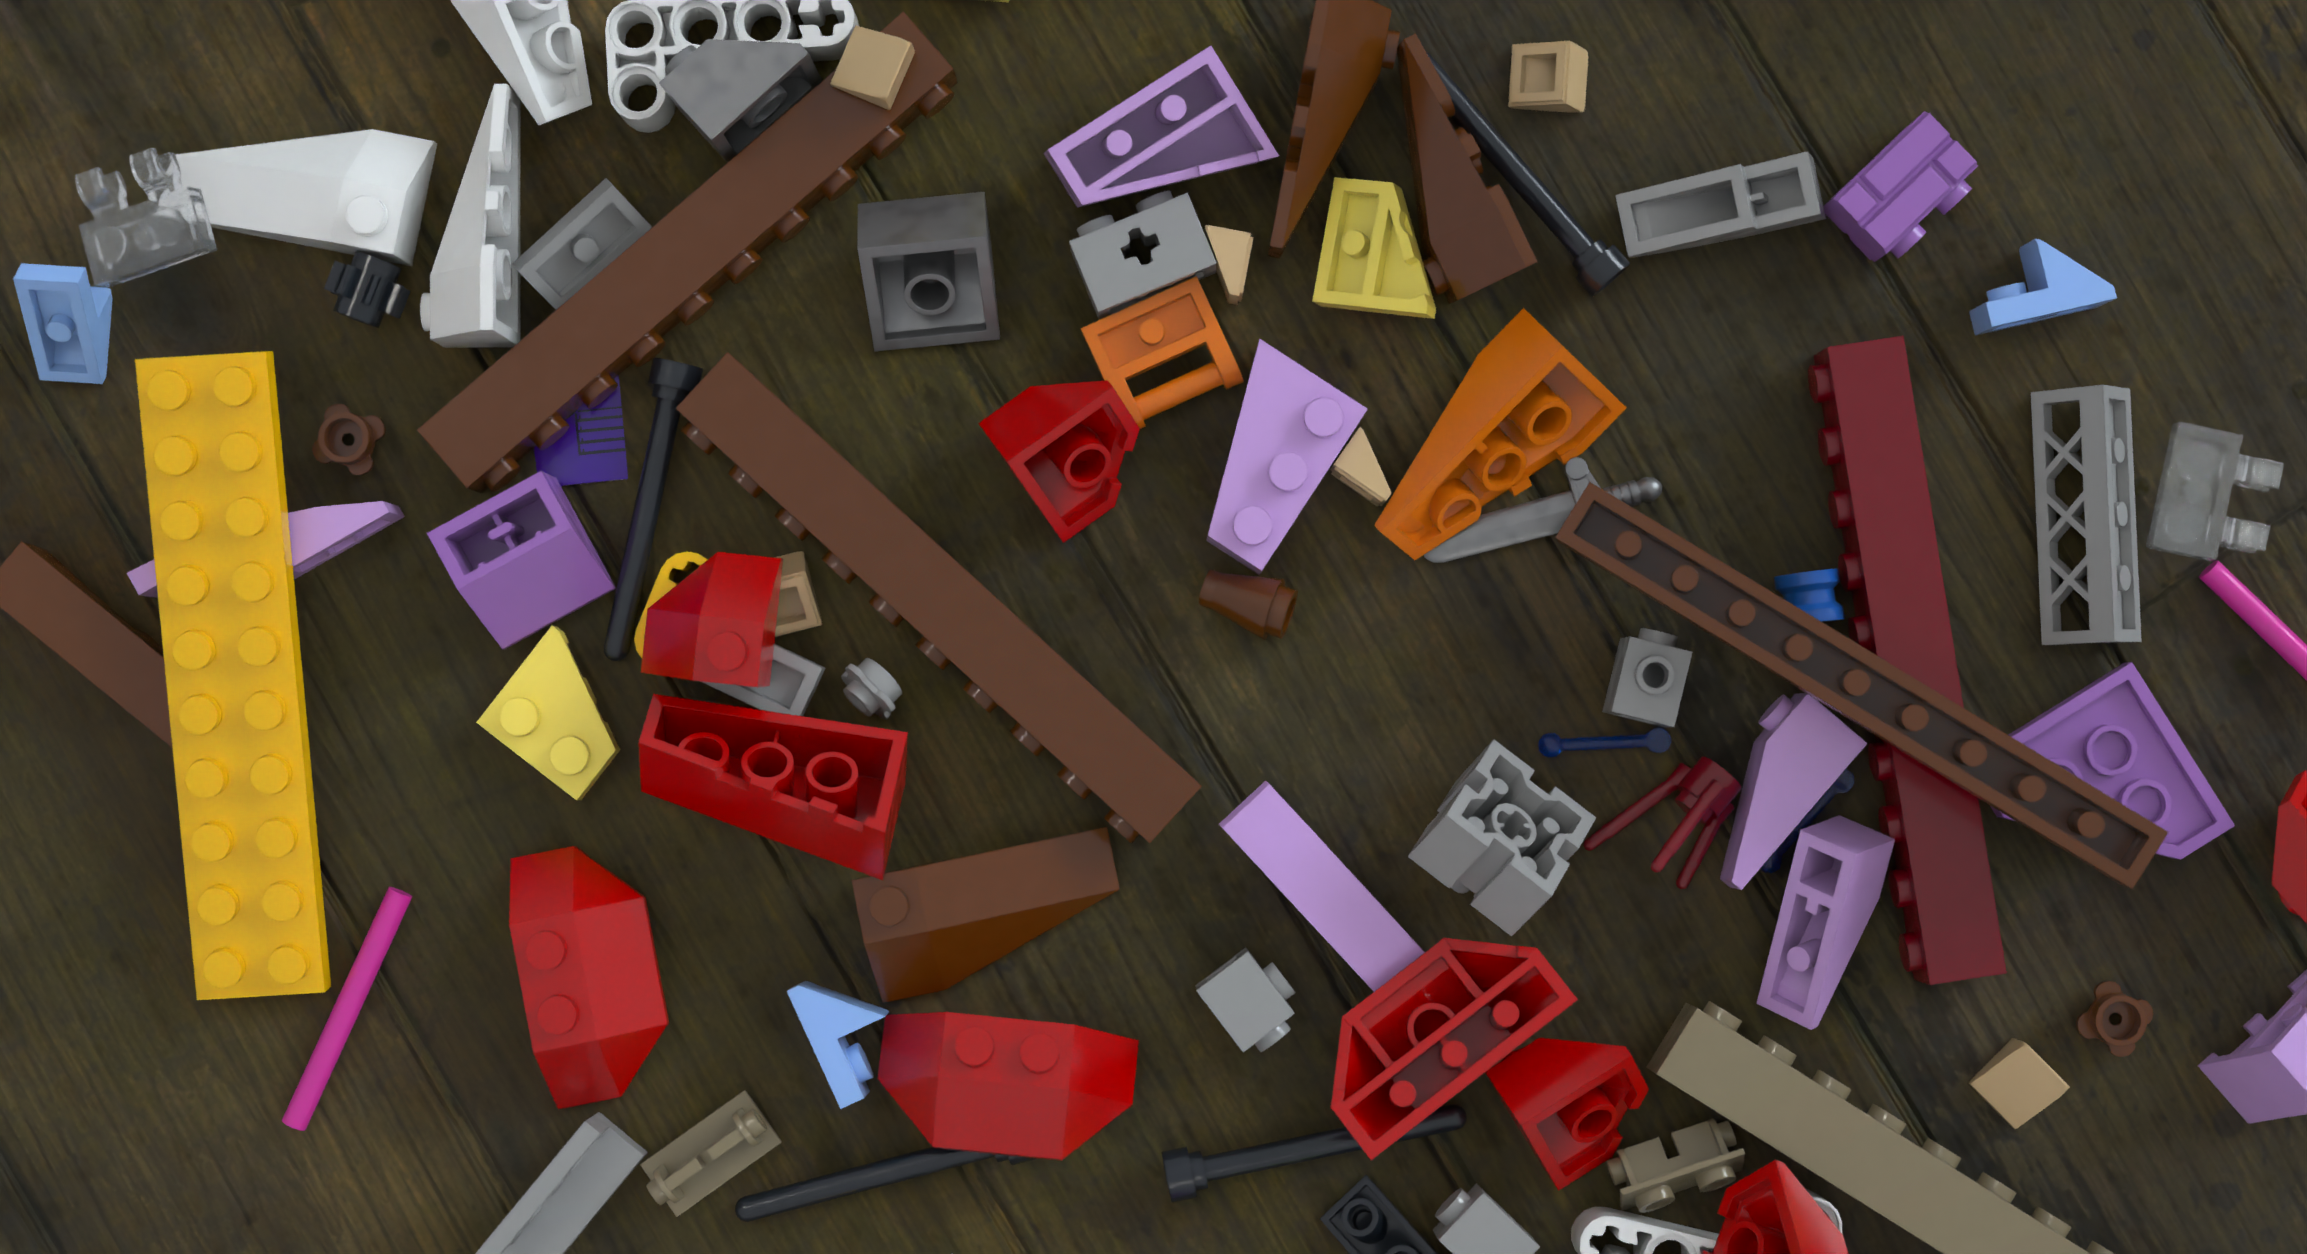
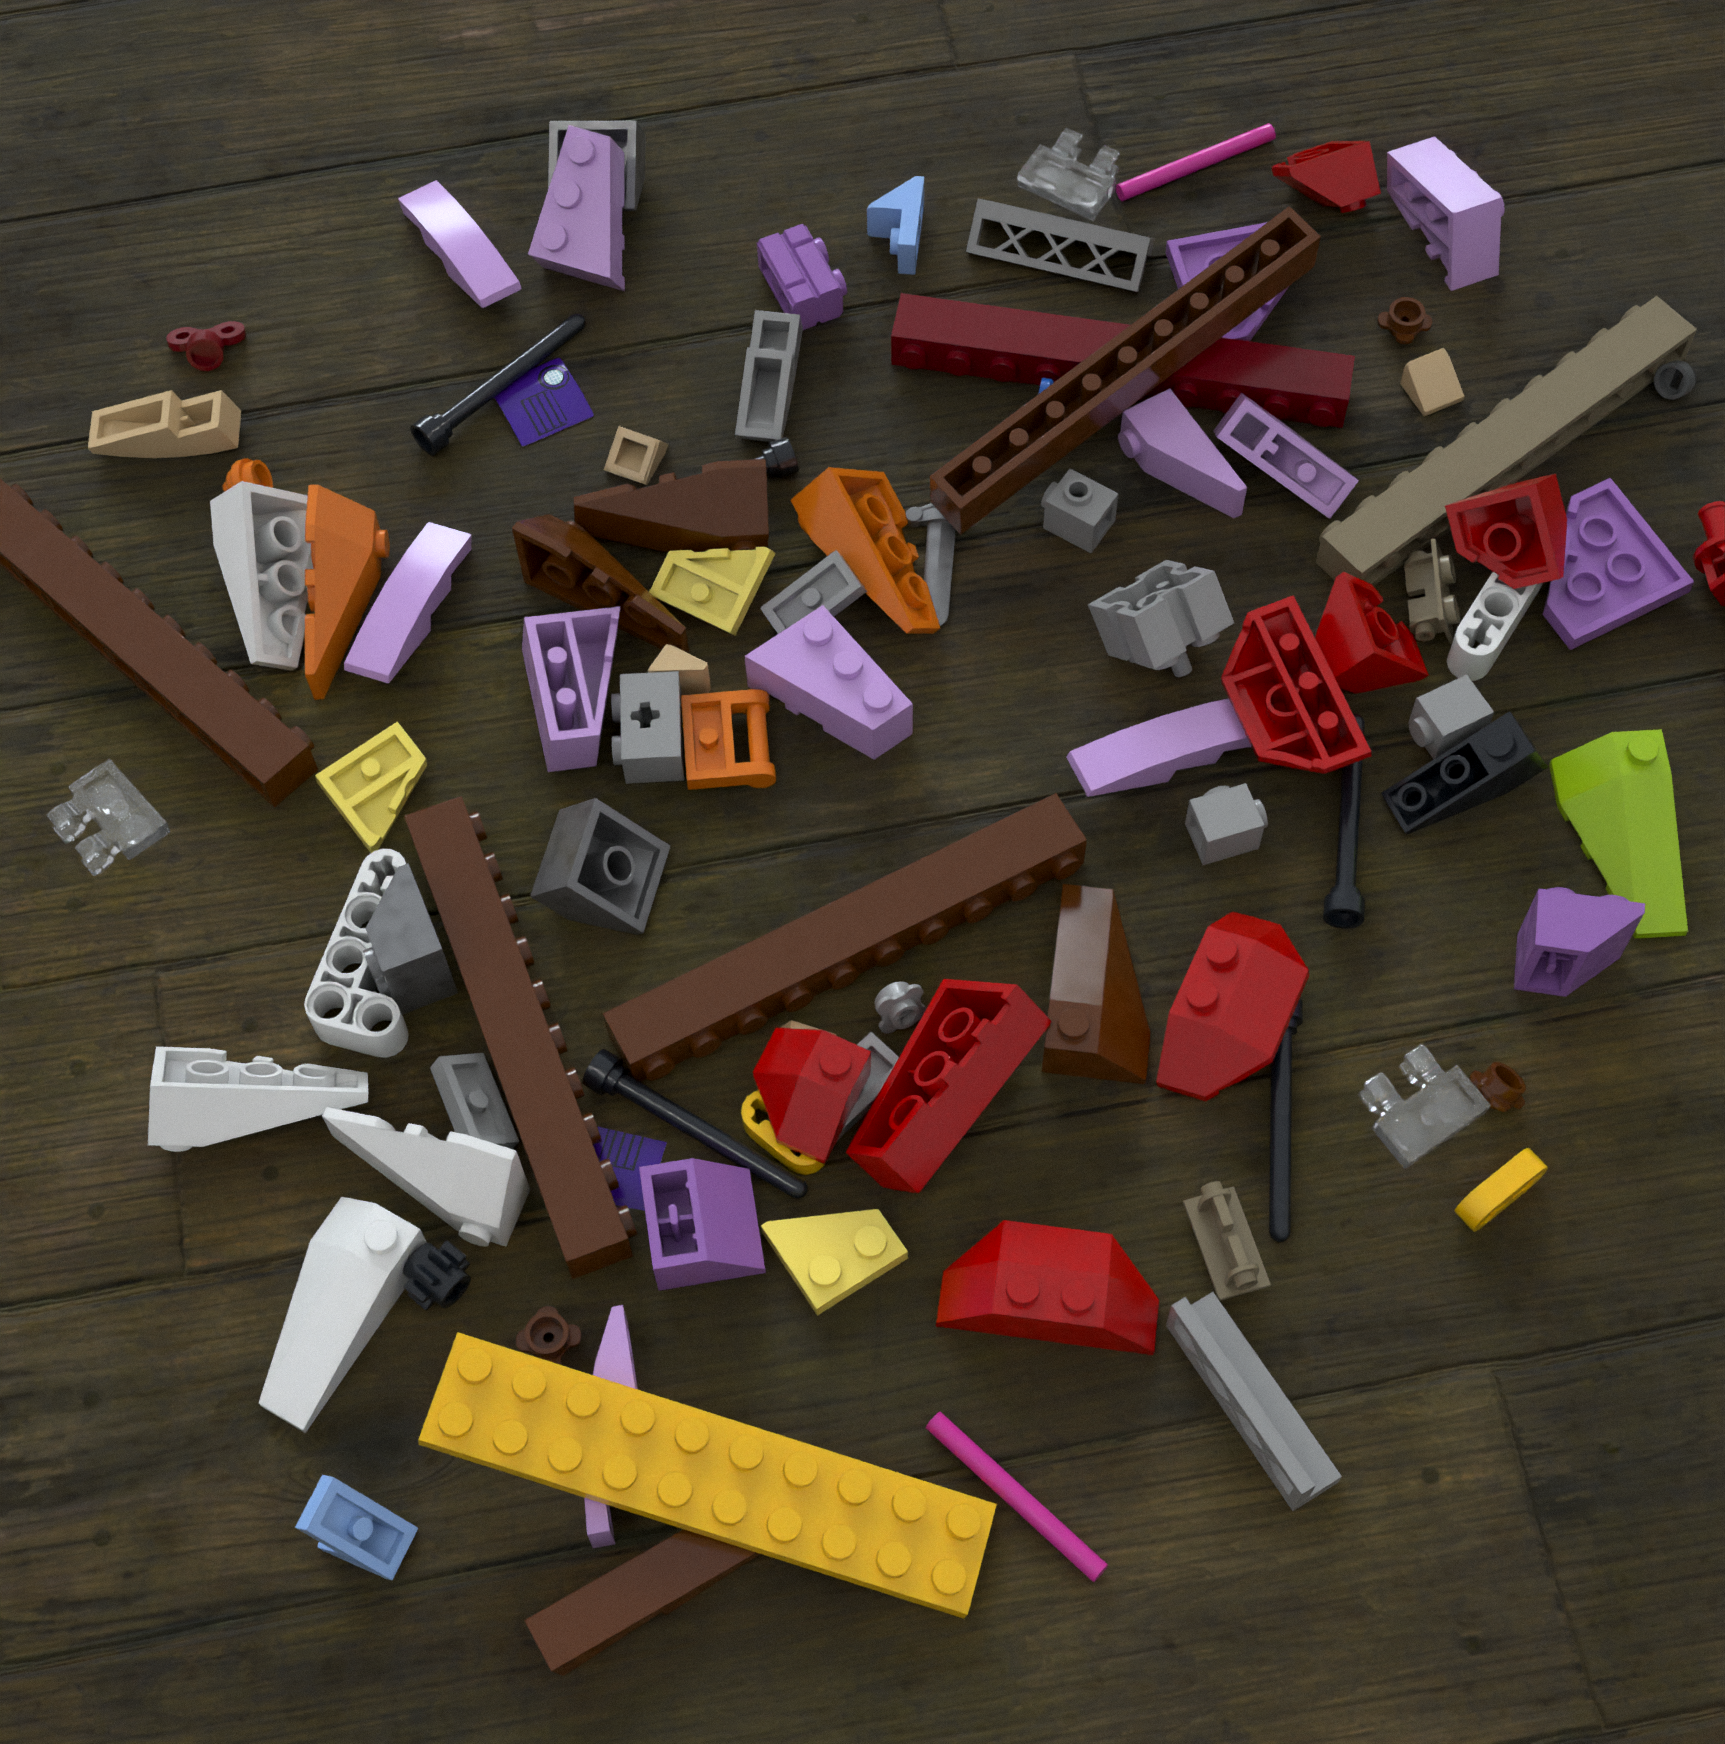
camera: 70 degrees left, 25 degrees down
(148, 235) = (314, 1436): clear plate -> none
(826, 1021) = (1151, 1118): light blue slope -> none
(873, 66) = (436, 839): tan slope -> none
(1065, 449) = (767, 821): red slope -> none
(1250, 601) = (931, 734): reddish brown cone -> none
(1361, 471) = (870, 631): tan slope -> none
(1390, 389) = (826, 584): none -> light grey plate
(1655, 740) = (1122, 527): clear blue hinge -> none
(1703, 795) = (1173, 503): dark red plant -> none

